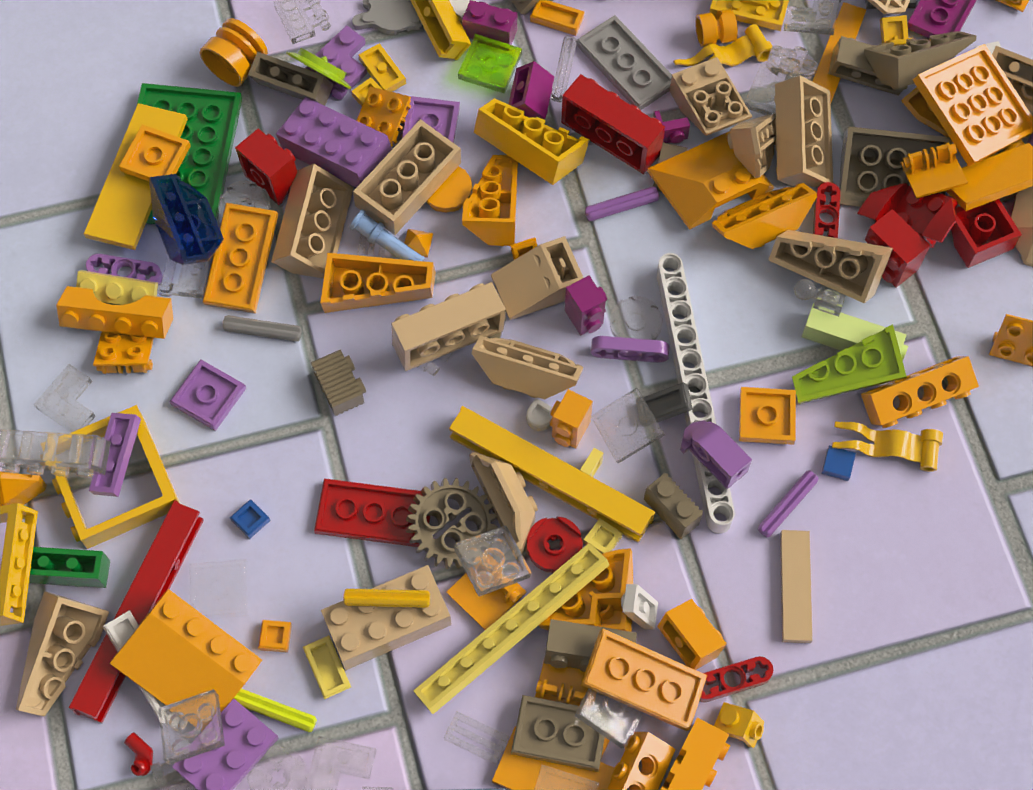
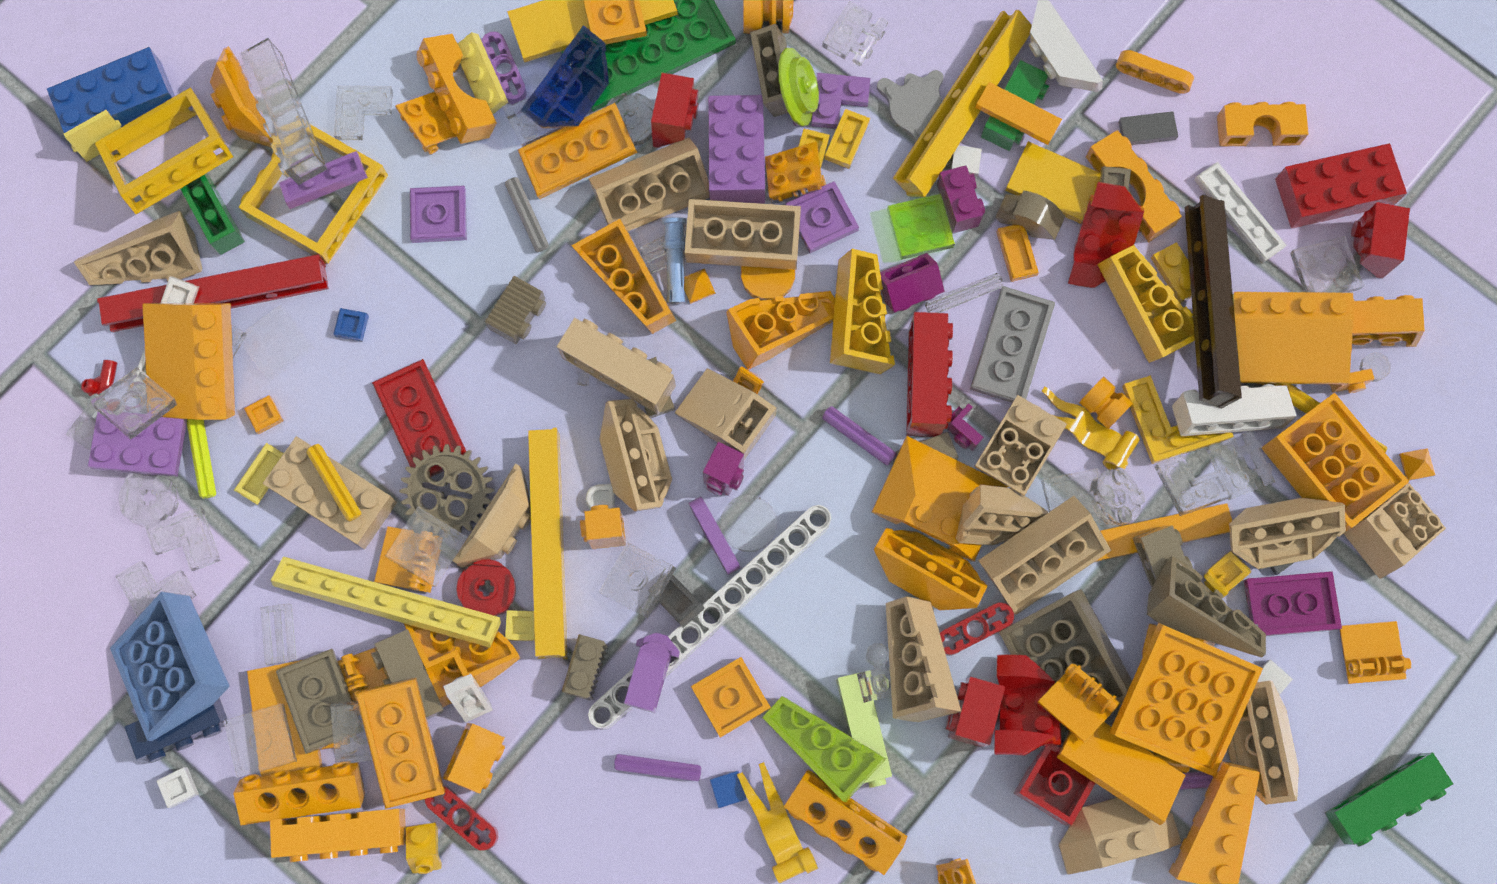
camera: 55 degrees right, 10 degrees up
(592, 462) = (578, 573): light yellow tile -> none
(796, 586) = (583, 821): tan tile -> none

